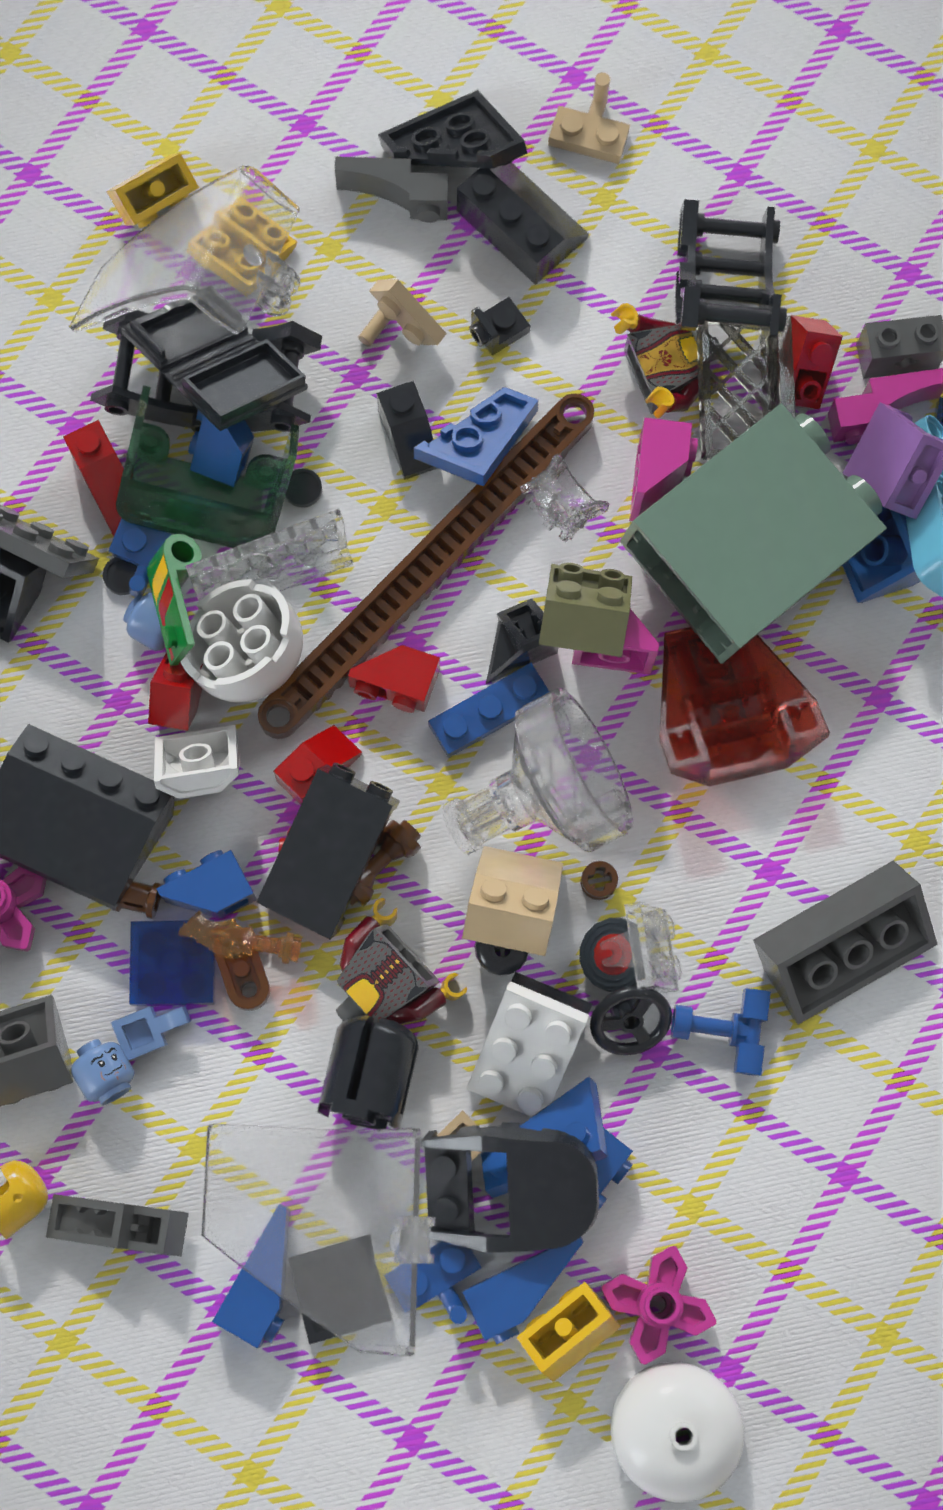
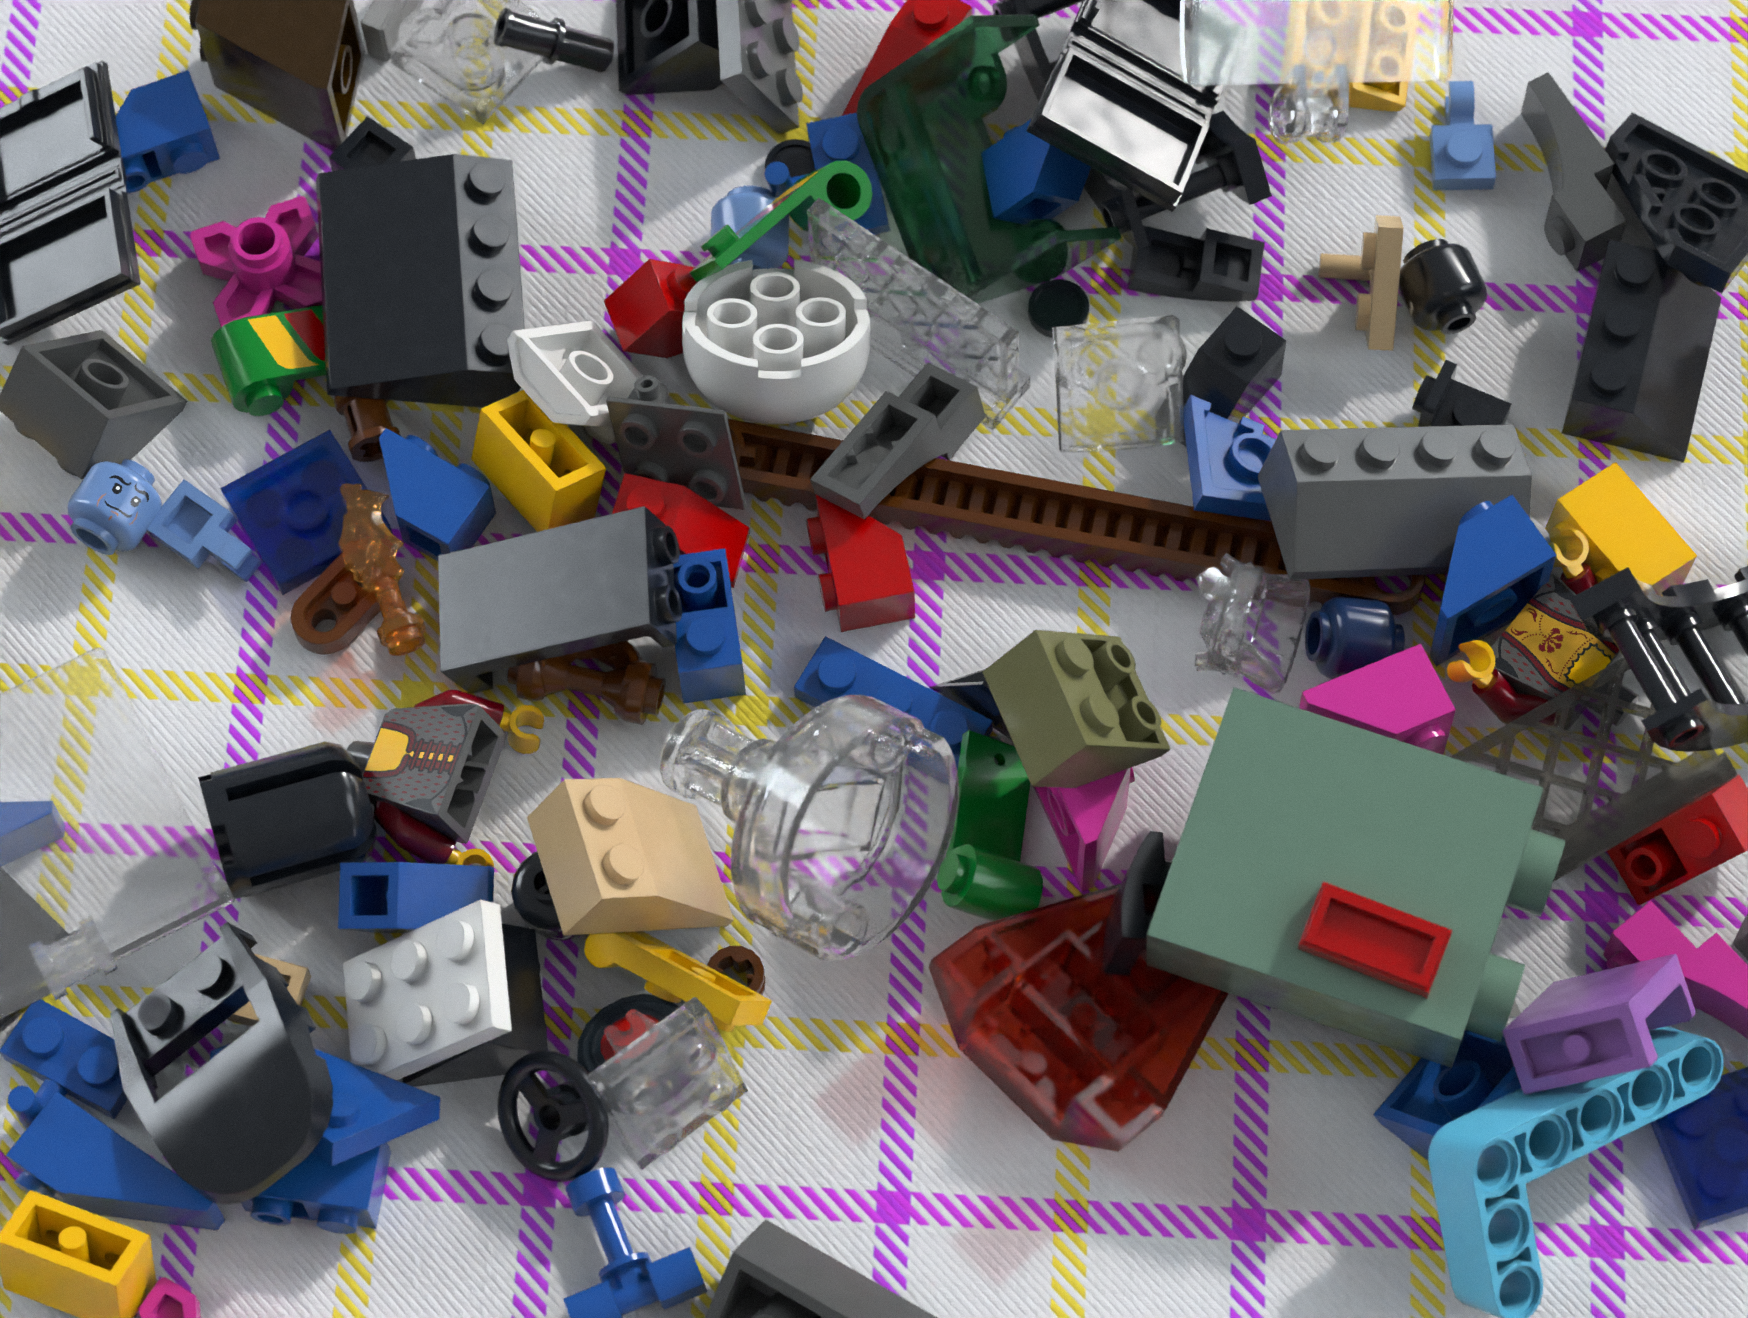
camera: 65 degrees right, 10 degrees down
(60, 928) = (267, 354): none -> green door
(232, 817) = (537, 463): none -> yellow brick
(275, 735) = (676, 443): none -> dark grey hinge
(328, 399) = (1203, 269): none -> black slope
(341, 231) = (1460, 150): none -> medium blue plate
(343, 614) = (898, 438): none -> dark grey slope
(378, 480) = (1119, 384): none -> clear slope
(404, 779) = (707, 633): none -> blue slope
(426, 284) = (1441, 286): none -> black head
(461, 1027) = (407, 895): none -> blue slope
(542, 383) = (1385, 495): none -> dark grey slope
(593, 906) = (678, 977): none -> yellow plate
(597, 453) = (1351, 635): none -> dark blue head
(612, 364) = (1491, 574): none -> blue slope
(618, 718) = (985, 849): none -> green door
(628, 282) = (1622, 531): none -> yellow brick
(679, 642) = (1135, 906): none -> black slope
(813, 535) = (1375, 939): none -> red tile

